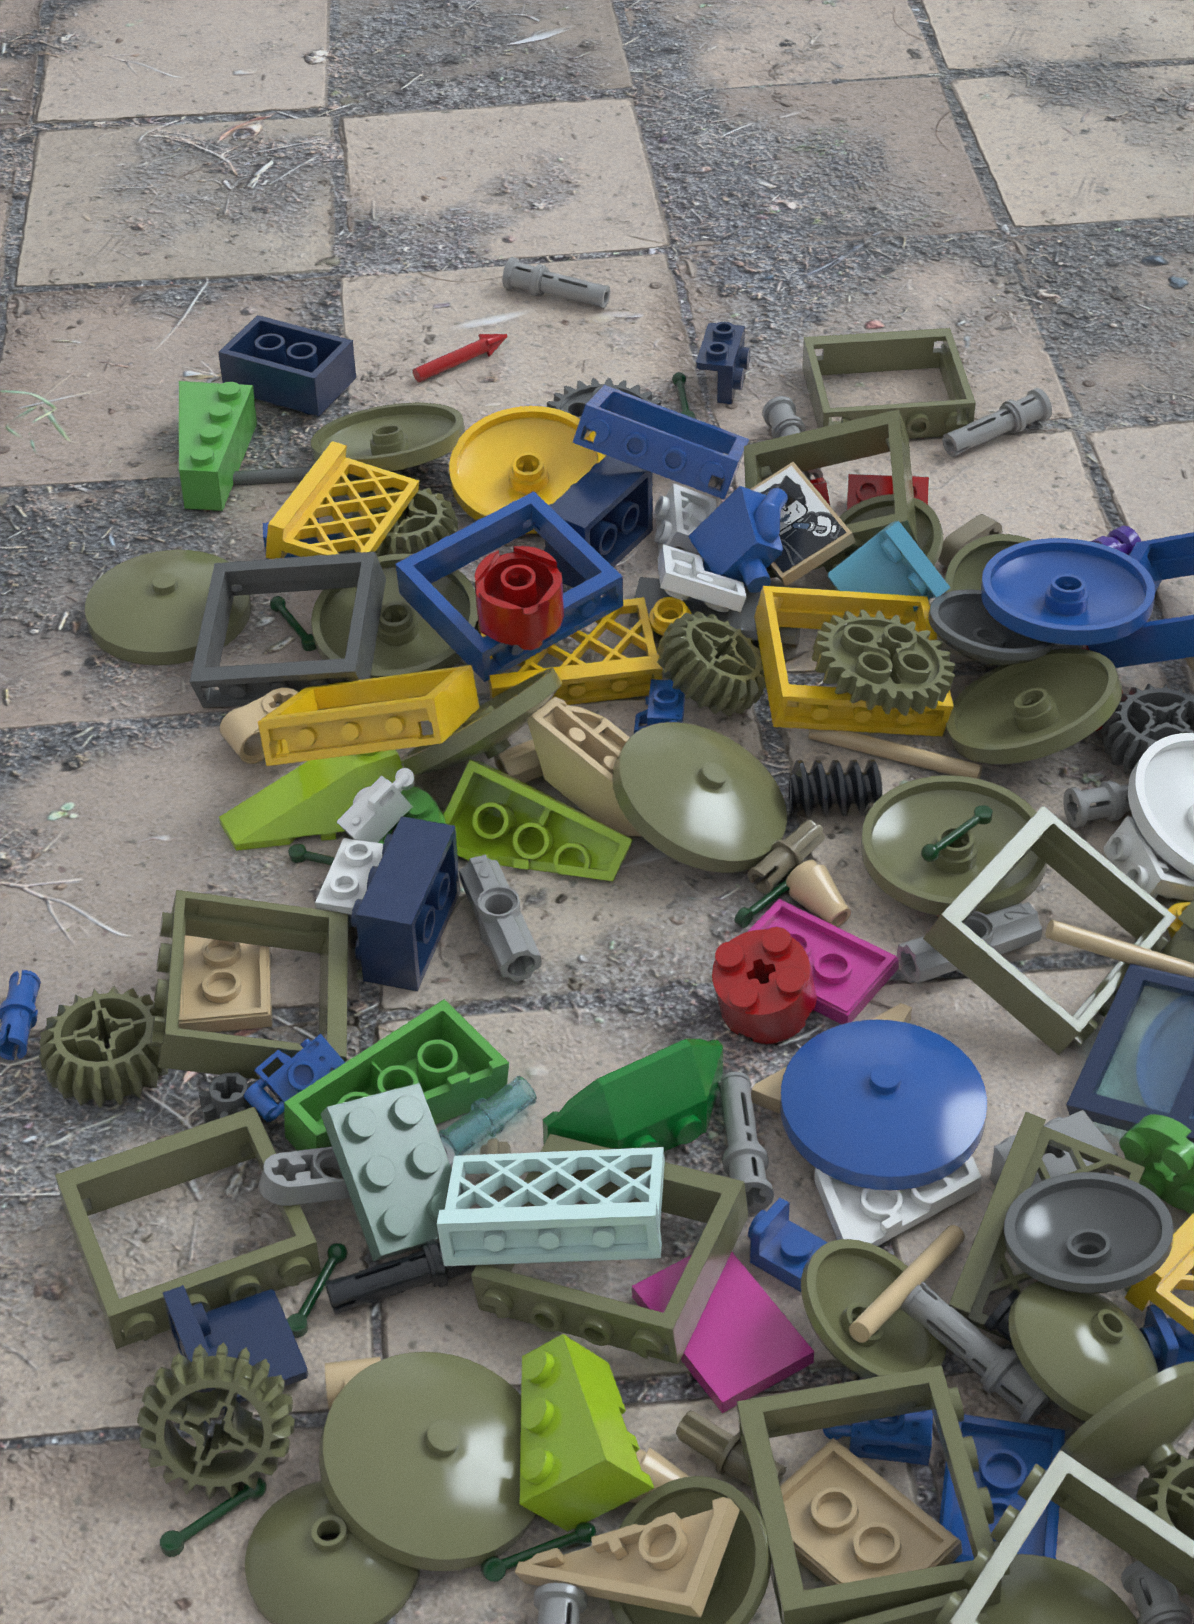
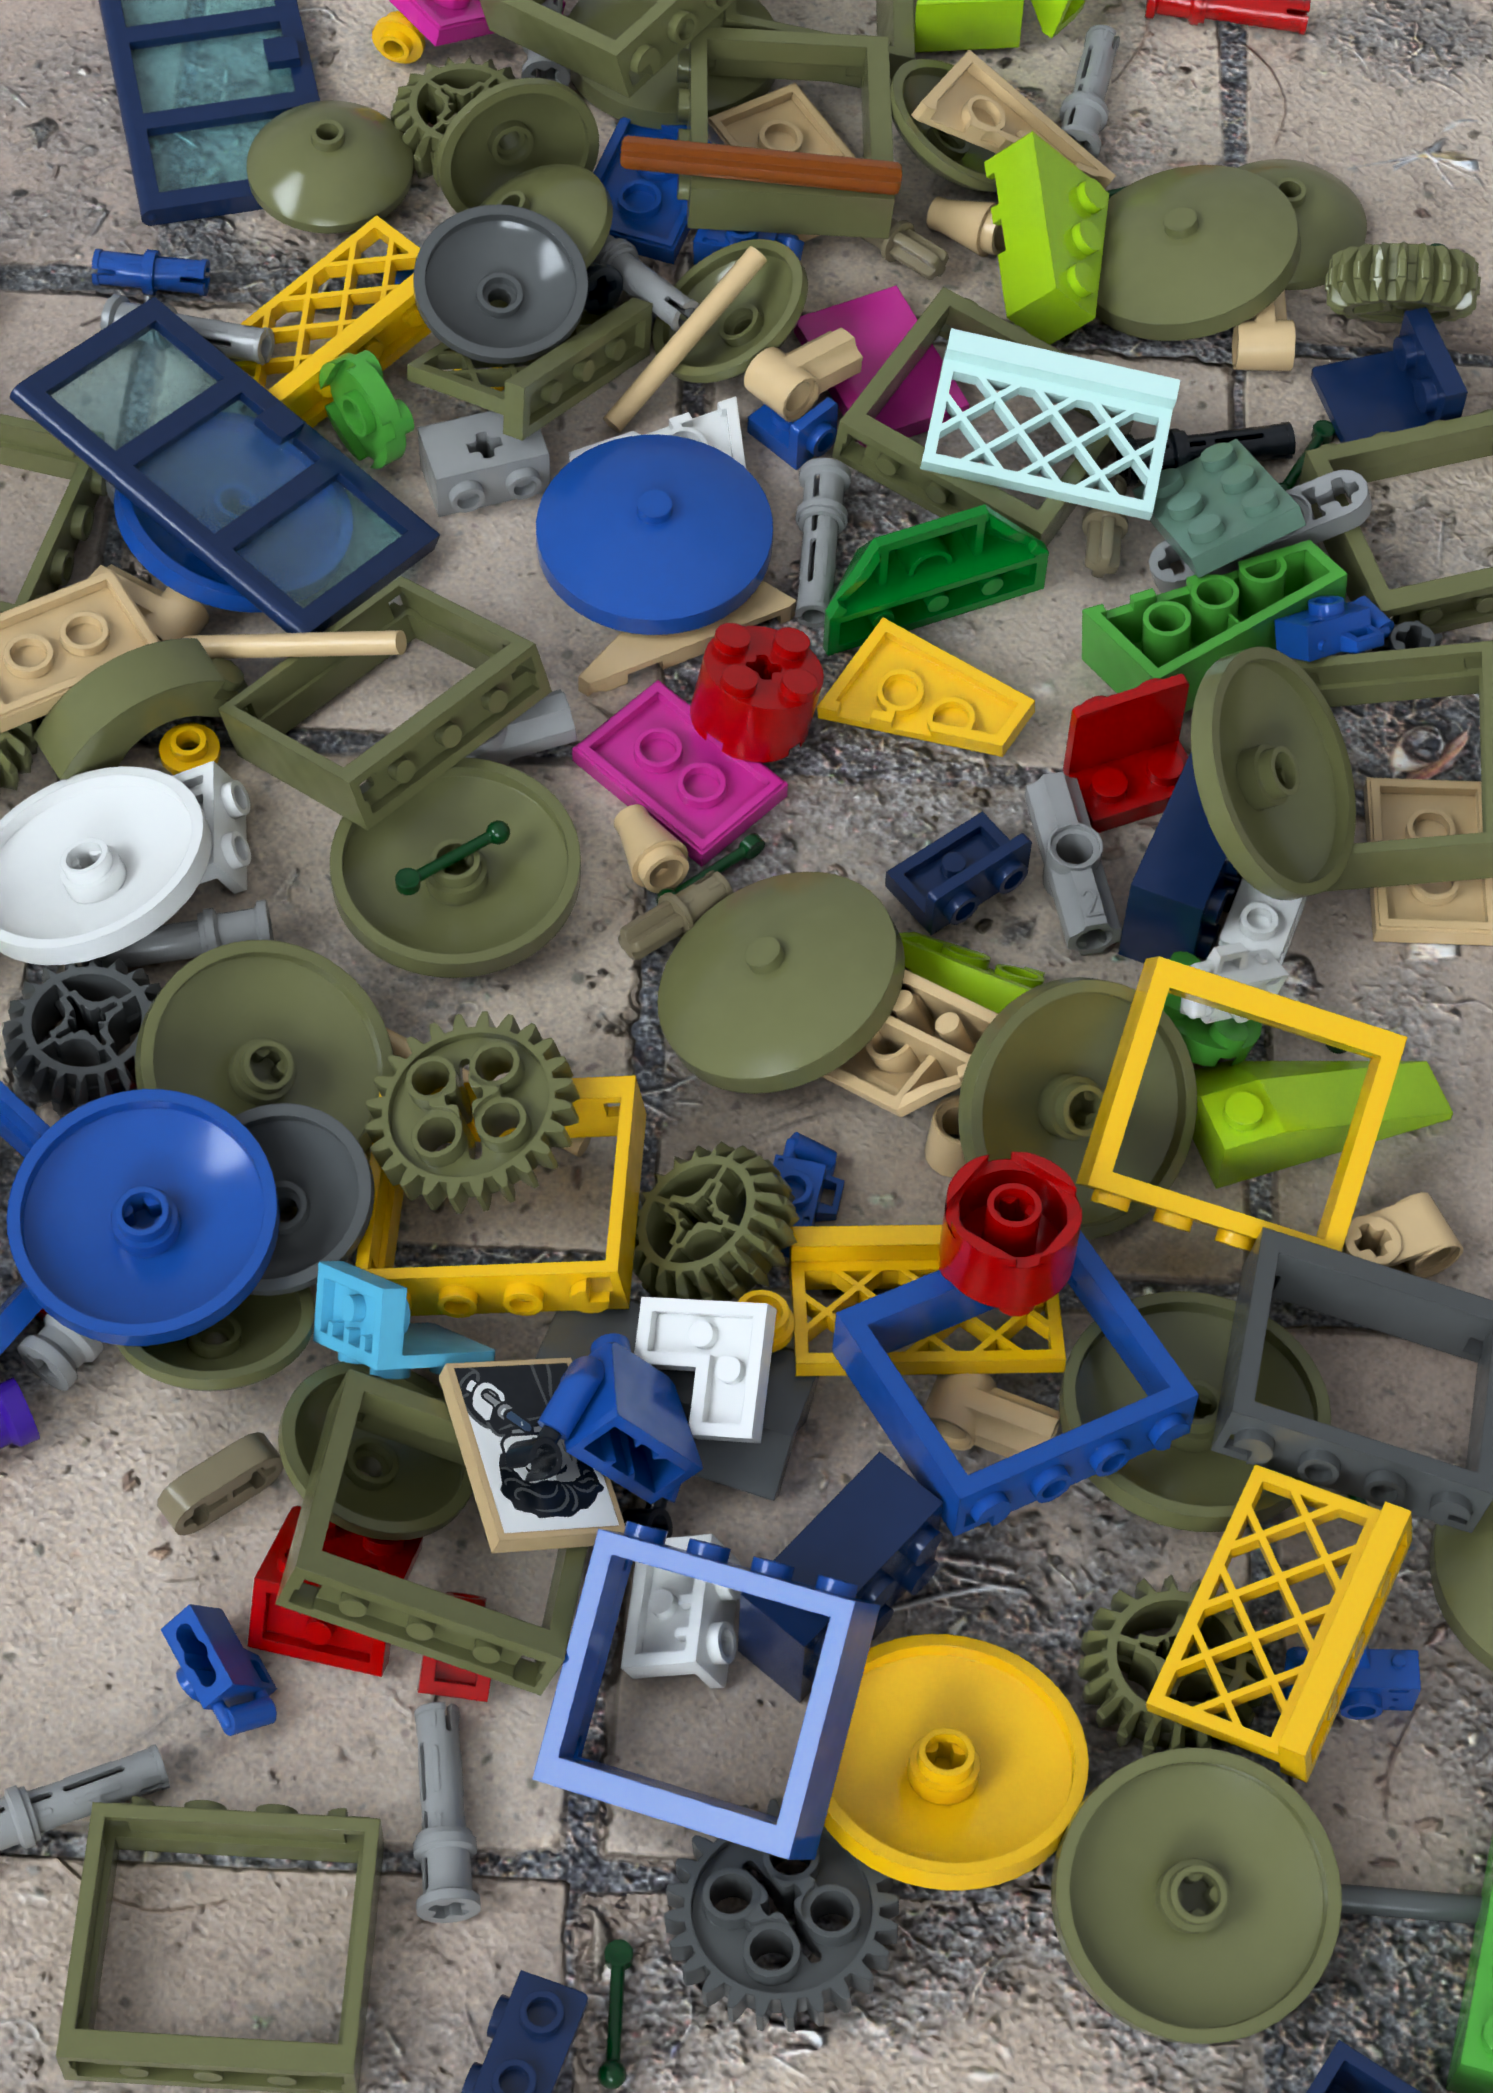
camera: 175 degrees left, 15 degrees up
(351, 866) = (1273, 773): none -> olive dish
(471, 980) = (1128, 751): none -> red bracket
(489, 1116) = (1067, 625): clear light blue pin -> none
(581, 900) = (959, 873): none -> dark blue bracket
(620, 1030) = (925, 694): none -> yellow wing
(781, 1259) = (795, 379): none -> tan piece
(834, 787) = (586, 998): black piece -> none
(877, 1385) = (761, 165): none -> dark orange axle
(944, 476) = (220, 1670): none -> blue piece

